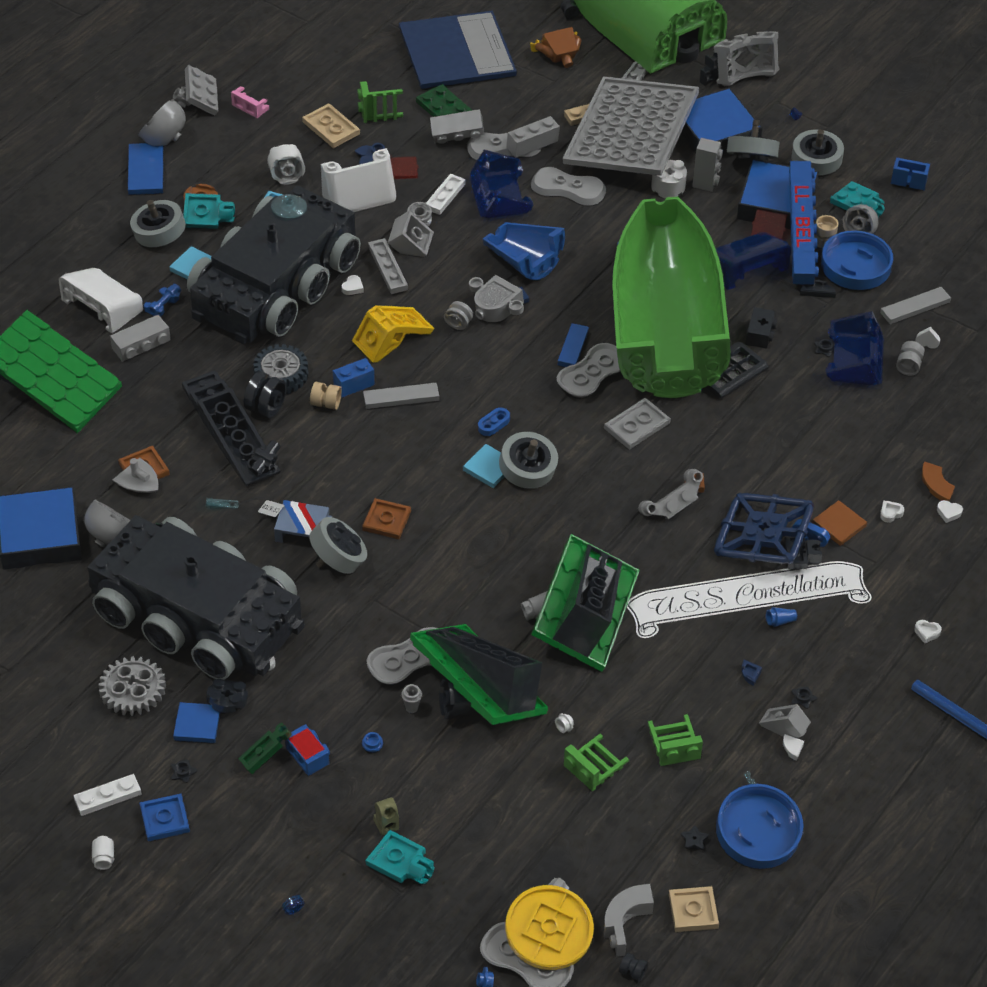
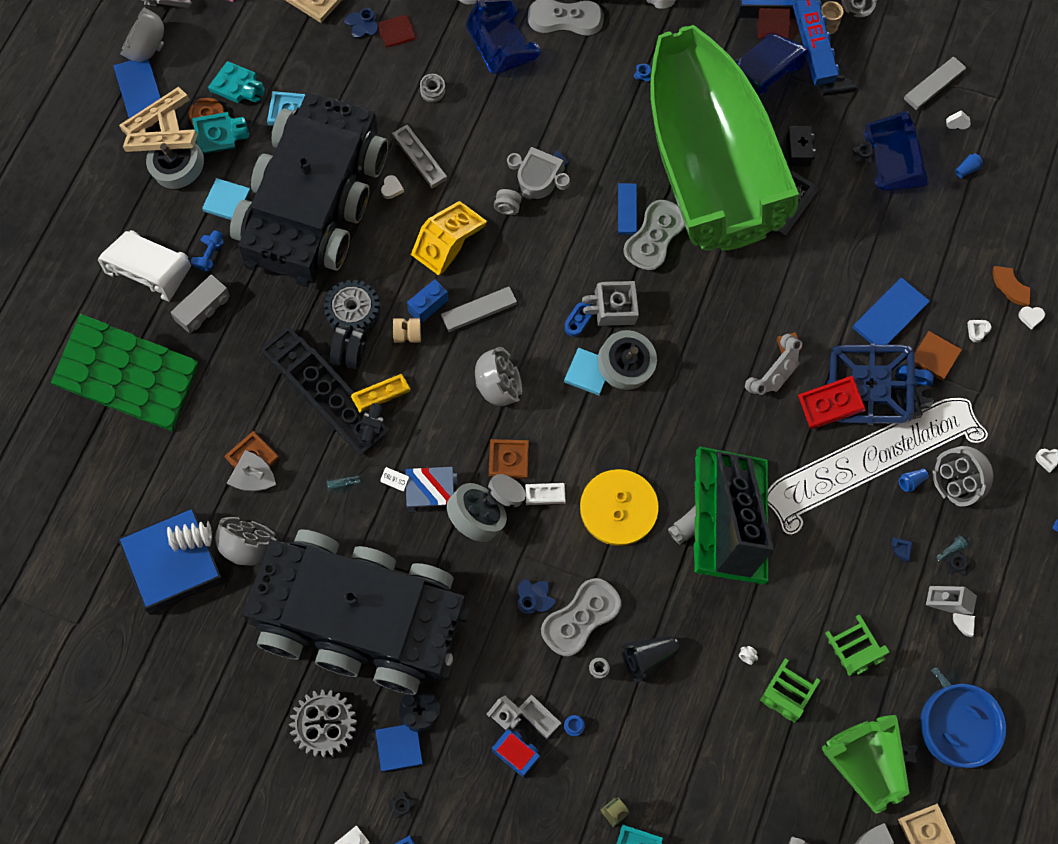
camera: 15 degrees left, 20 degrees up
(62, 504) = (189, 537): none -> white piece
(137, 193) = (164, 111): none -> tan plate
(237, 178) = (236, 84): none -> teal plate
(264, 748) = (475, 766): dark green plate -> none
(285, 438) = (380, 392): none -> yellow tile
(286, 164) = (282, 57): white brick -> none
(289, 206) = (309, 130): clear light blue dish -> none
(308, 713) = (513, 712): none -> light grey brick
(341, 728) = (539, 716): none -> light grey tile
(360, 185) = (364, 70): white windscreen -> none
(373, 631) = (536, 595): none -> dark blue plate
(374, 537) = (507, 490): none -> light grey tile
(398, 447) = (492, 377): none -> light grey cylinder
(410, 235) = (431, 115): light grey slope -> none
(411, 552) = (545, 494): none -> white plate
(445, 193) = (449, 54): white plate -> none
(480, 579) = (619, 507): none -> yellow plate
(489, 676) = (661, 628): black piece -> none
(527, 247) = (550, 104): blue cone -> none
(531, 412) = (614, 303): none -> light grey hinge
(637, 423) = (714, 286): light grey tile -> none
(654, 832) = (871, 761): none -> bright green cone
(718, 535) = (831, 402): none -> red tile
(807, 479) = (891, 313): none -> blue tile
(810, 679) = (959, 542): none -> clear light blue piece
(838, 614) = (972, 473): none -> light grey cylinder
(856, 260) = (868, 44): blue brick -> none
(910, 358) = (949, 149): light grey wheel -> none
(927, 376) = (969, 165): none -> blue cone

